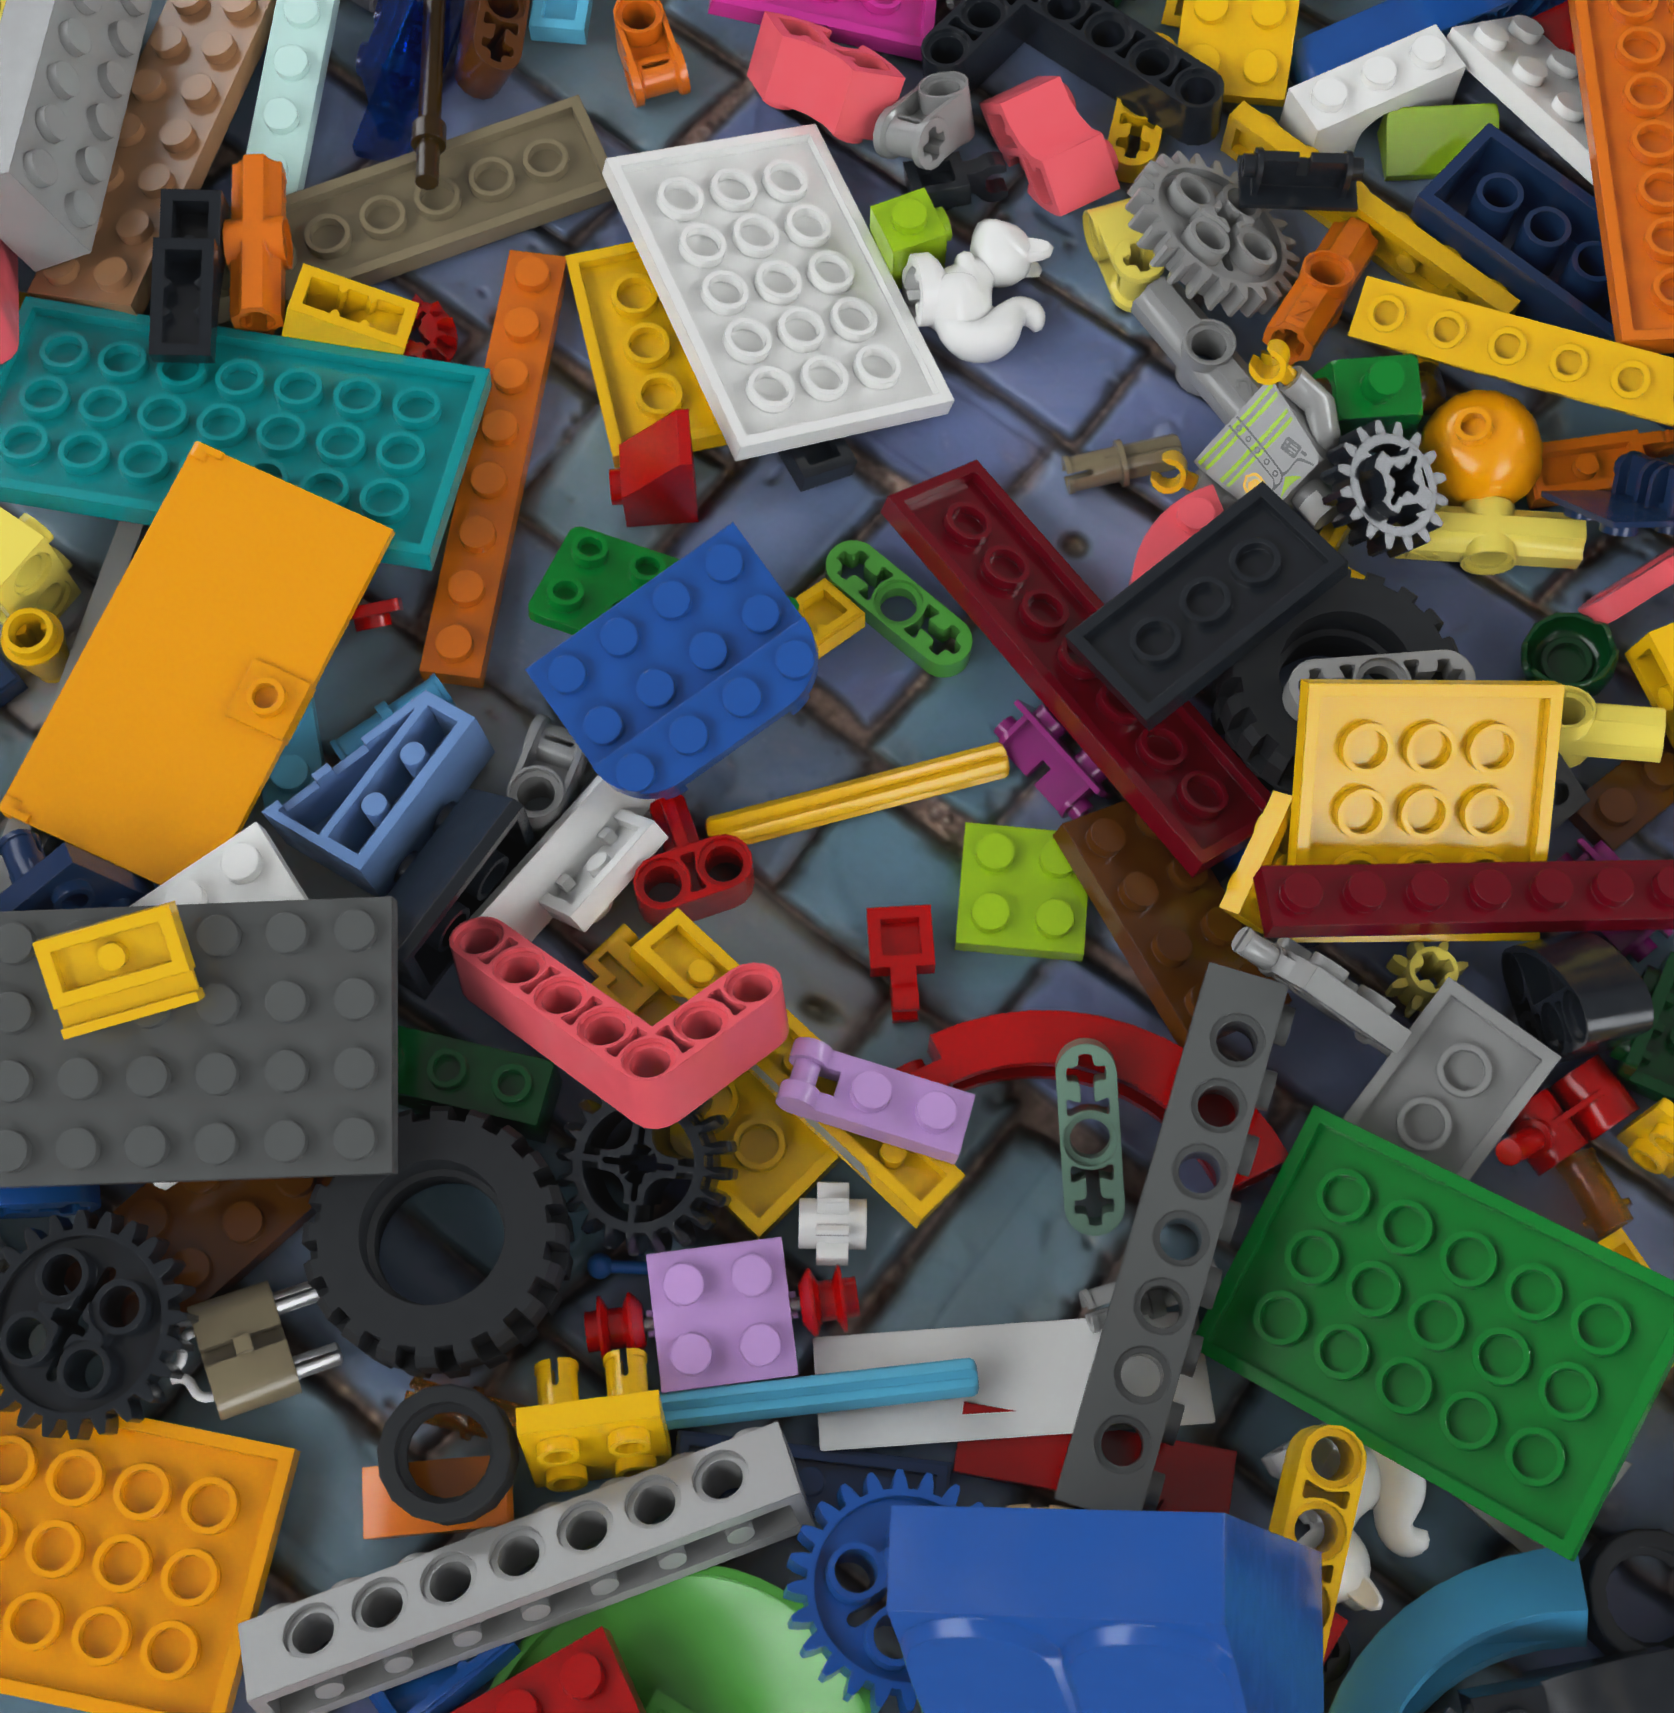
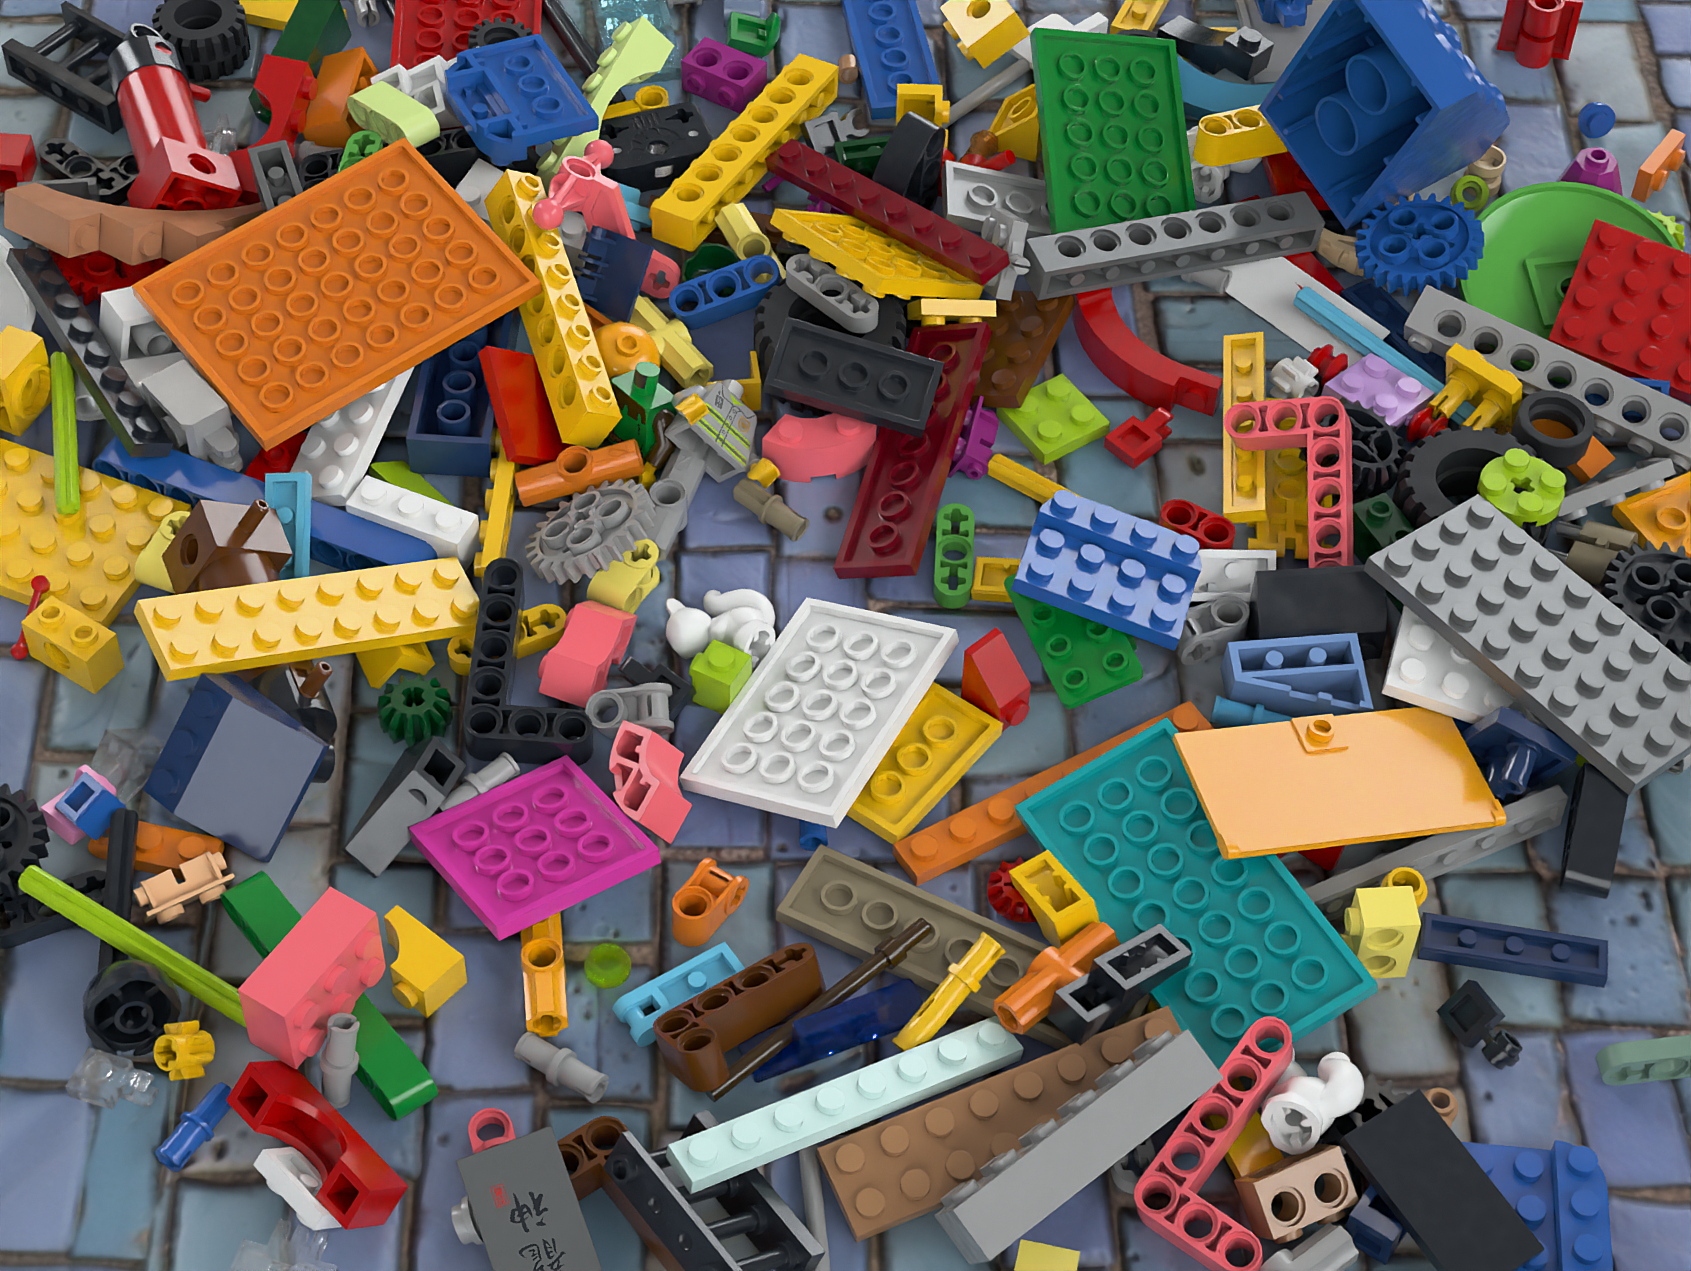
camera: 130 degrees left, 20 degrees down
(119, 969) = (1528, 625): yellow plate -> none
(311, 1476) = (1647, 477): none -> light grey wing
(337, 163) = (949, 995): none -> yellow pin
(391, 1275) = (1527, 472): none -> lime plate
(876, 1101) = (1229, 370): lavender plate -> none
(1075, 1185) = (1152, 310): sand green beam -> none
(1299, 182) = (524, 499): black hinge -> none
(1384, 489) = (703, 358): black gear -> none
(1464, 259) = (521, 407): none -> red tile
(1509, 612) = (706, 290): none -> blue beam

